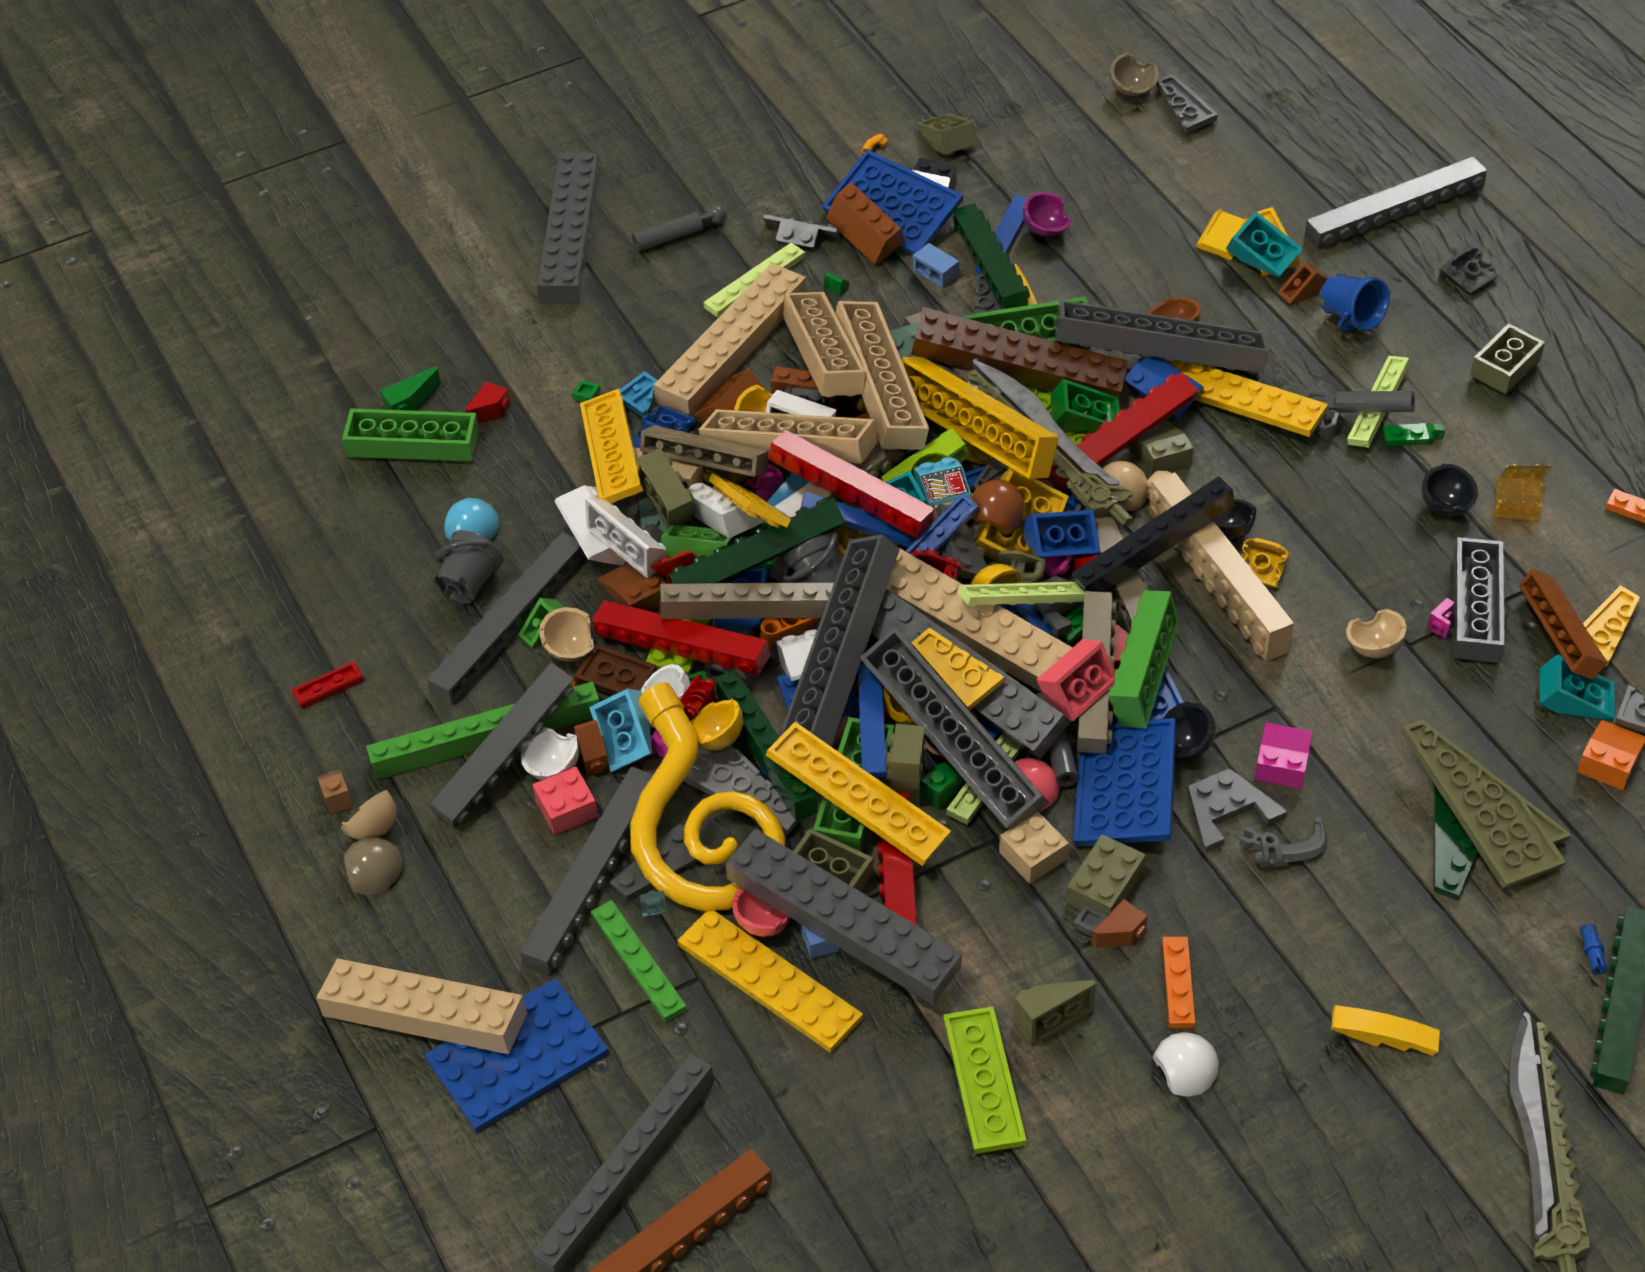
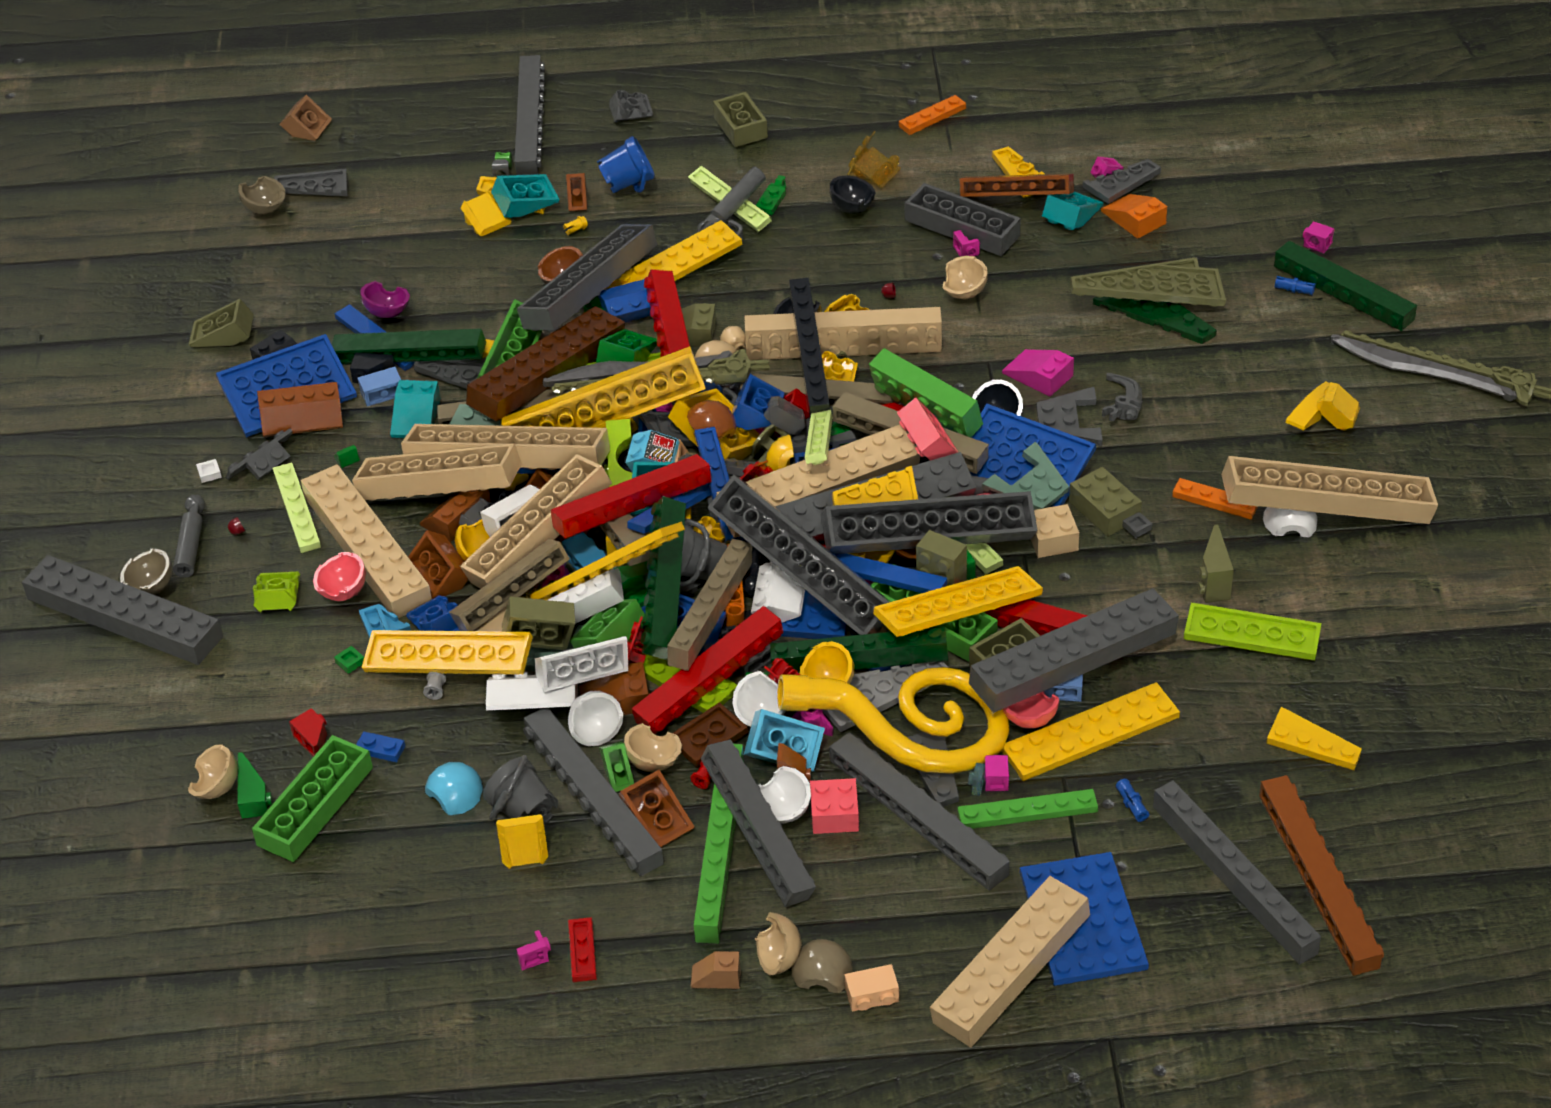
camera: 65 degrees left, 5 degrees down
(307, 653) = (534, 953): none -> dark pink bracket
(357, 910) = (871, 988): none -> light nougat brick
(401, 369) = (216, 772): none -> tan cylinder
(420, 592) = (522, 840): none -> yellow slope
(498, 455) = (382, 746): none -> blue plate
(502, 670) = (657, 808): none -> dark orange slope
(580, 459) = (433, 689): none -> light grey bush
(584, 580) = (595, 718): none -> white cylinder
(612, 222) = (148, 571): none -> dark tan cylinder
(644, 309) = (276, 590): none -> lime slope
(668, 915) = (996, 773): none -> dark pink brick
(671, 340) = (340, 577): none -> coral cylinder
(688, 1045) = (1132, 800): none -> blue pin
(708, 252) = (235, 526): none -> dark red hinge
(764, 205) = (208, 470): none -> white plate
(852, 1179) = (1311, 740): none -> yellow wing
(872, 142) = (188, 379): light orange arm -> none
(924, 291) = (414, 404): none -> teal slope
(956, 245) = (369, 363): none -> black slope
(1055, 560) = (785, 415): none -> dark grey slope
(1081, 809) = (1043, 480): none -> sand green wing
(1120, 926) = (1153, 507): dark orange slope -> none
(1169, 576) = (838, 369): none -> yellow slope
(1219, 1078) = (1329, 490): none -> tan brick
(1255, 304) = (577, 224): none -> yellow pin
(1268, 58) = (305, 120): none -> medium nougat slope
(1298, 212) = (502, 162): none -> dark grey leg
(1325, 582) = (889, 290): none -> dark red hinge
(1394, 1053) = (1338, 407): none -> yellow slope

